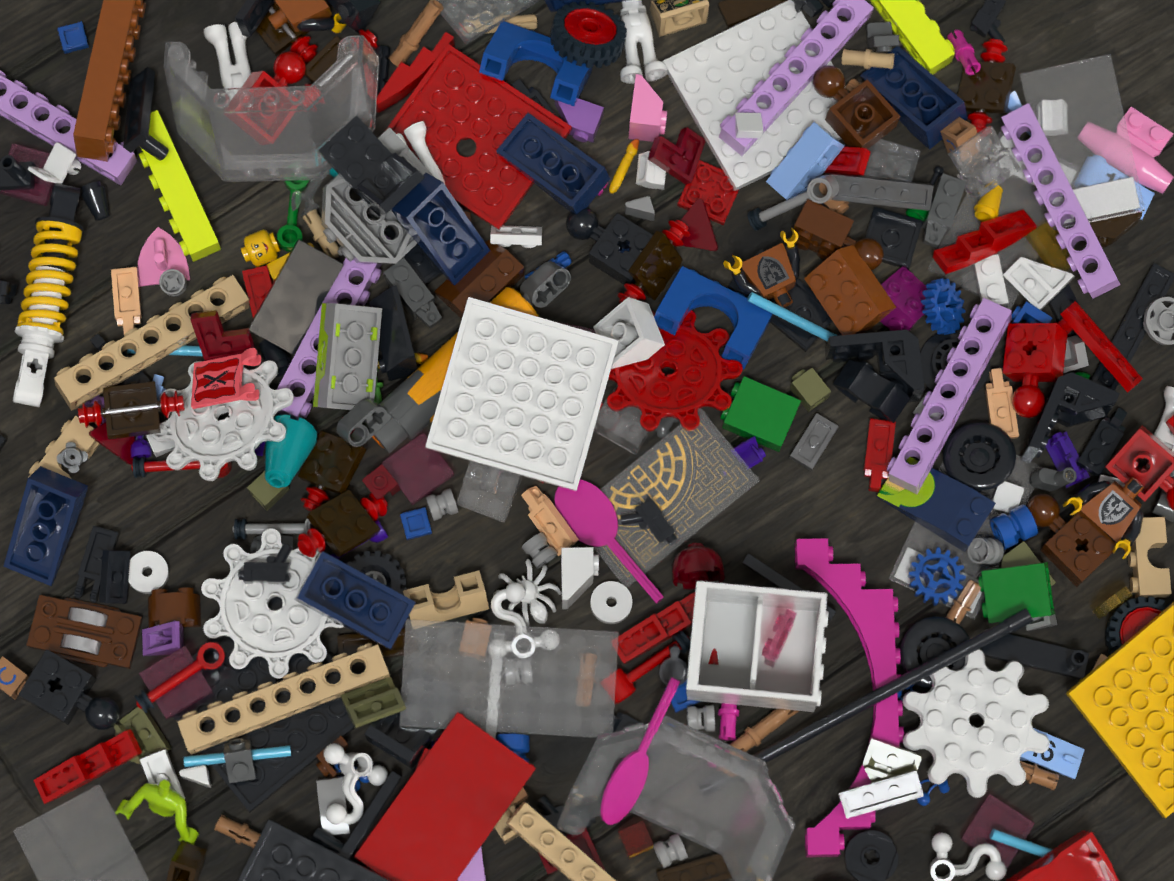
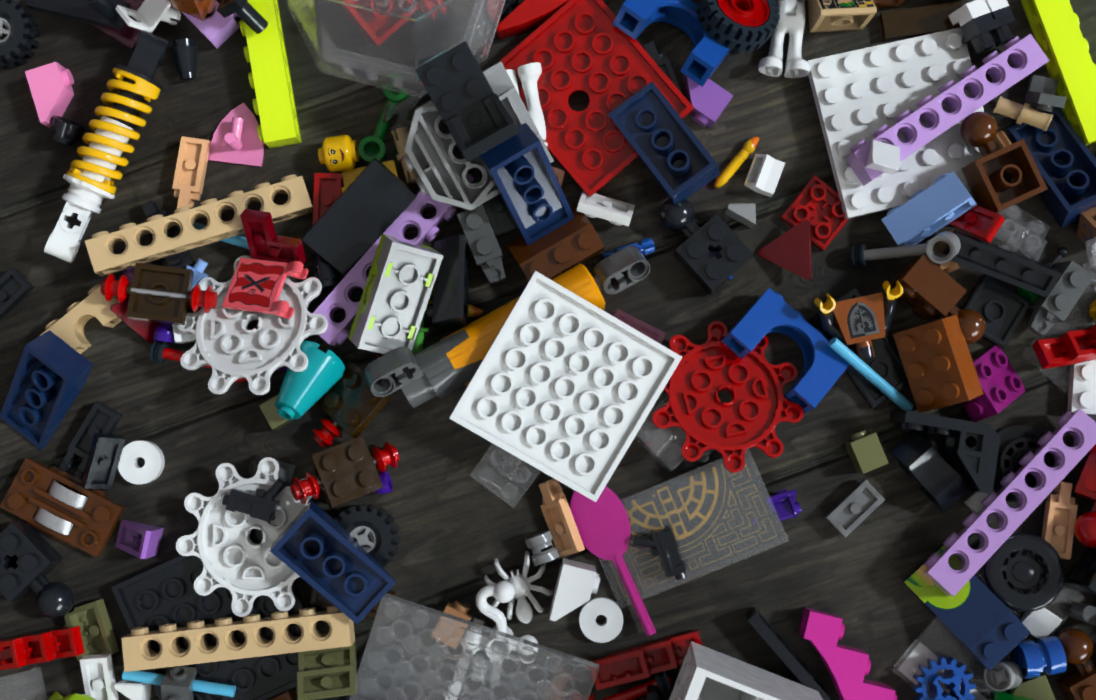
camera: 20 degrees right, 10 degrees up
(64, 457) = (81, 331): plate -> none
(145, 700) = (96, 605): red piece -> none
(170, 279) = (236, 169): light grey wheel -> none
(174, 606) = (157, 510): reddish brown cylinder -> none
(184, 694) = (134, 591): clear pink plate -> none
(241, 528) = (246, 444): light grey piece -> none
(381, 483) = (397, 436): dark red bracket -> none
(416, 523) = (424, 483): blue tile -> none
(417, 469) = (435, 432): clear pink plate -> none
(441, 504) = (452, 473): light grey wheel -> none
(463, 599) = (452, 578): tan arch -> none
(634, 328) = (700, 343): white slope -> none
(646, 116) = (777, 112): bright pink slope -> none
(656, 263) = (741, 279): dark brown plate -> none
(678, 159) = (798, 170): dark red plate -> none
(695, 565) = (699, 610): dark red cylinder -> none
(760, 413) = (809, 465): green brick -> none
(878, 451) = (918, 537): red hinge -> none
(943, 306) = (1030, 403): blue gear -> none

